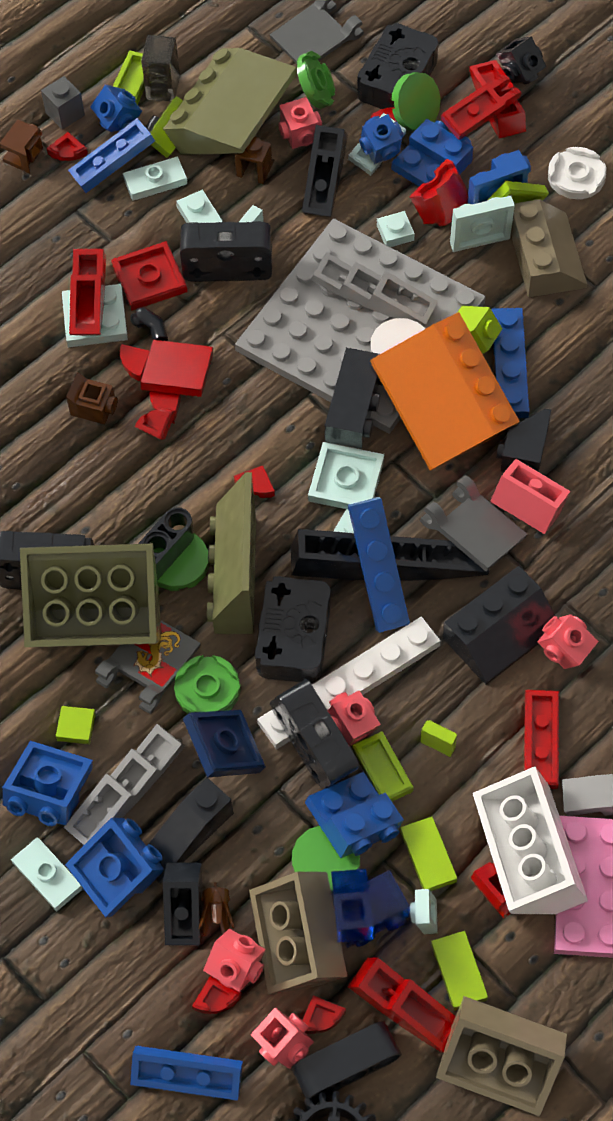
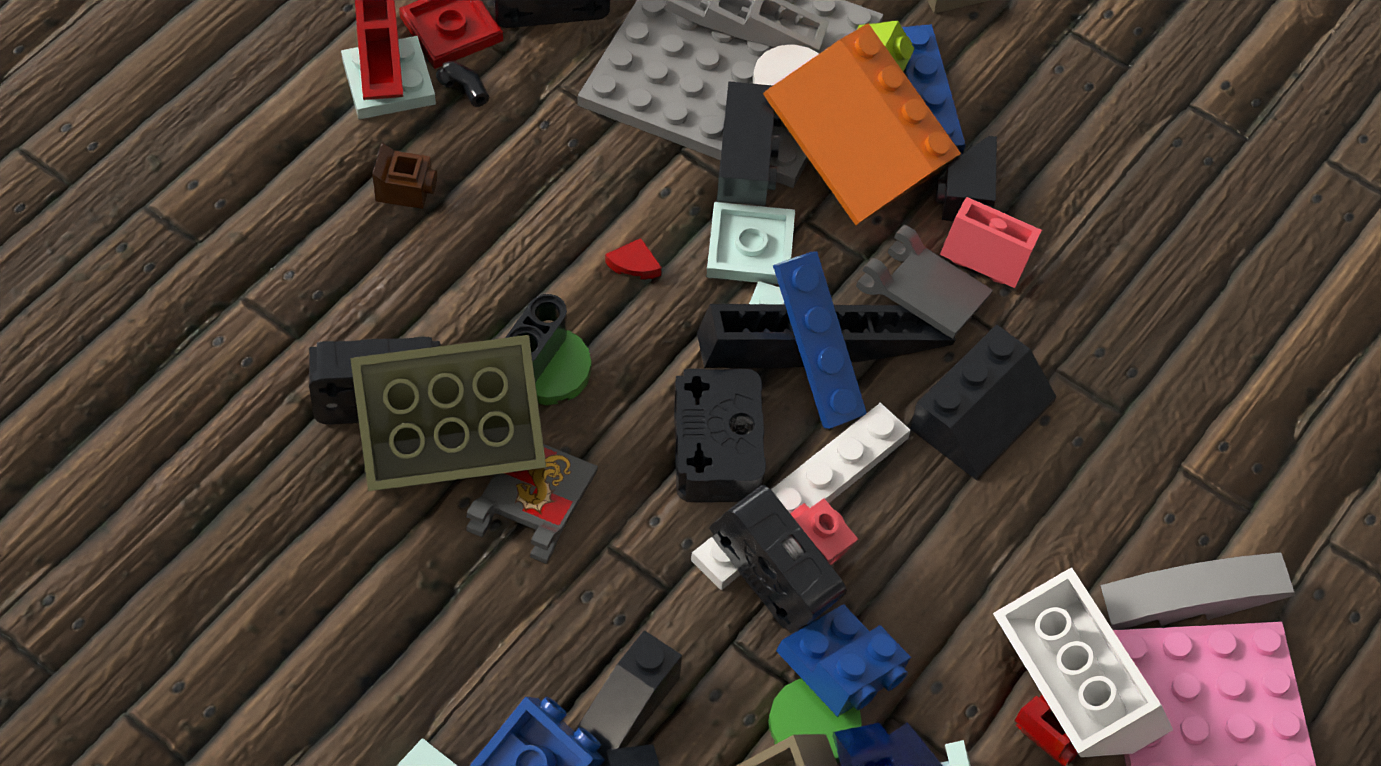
camera: 15 degrees left, 5 degrees down
(46, 783) = (423, 667): blue plate -> none
(75, 725) = (448, 587): lime tile -> none
(126, 785) = (531, 656): light grey slope -> none
(134, 360) = (450, 127): red tile -> none
(156, 422) = (493, 197): red tile -> none
(165, 400) = (499, 175): red tile -> none
(177, 368) = (508, 130): tile -> none
(206, 685) = (616, 520): bright green tile -> none
(224, 743) = (656, 586): dark blue tile -> none
(233, 560) = (629, 352): olive slope -> none
(382, 766) = (869, 596): lime tile -> none
(428, 854) = (947, 699): lime tile -> none
(438, 738) = (933, 550): lime tile -> none
(542, 734) = (1061, 529): red tile -> none
(567, 641) = (1073, 412): coral brick -> none

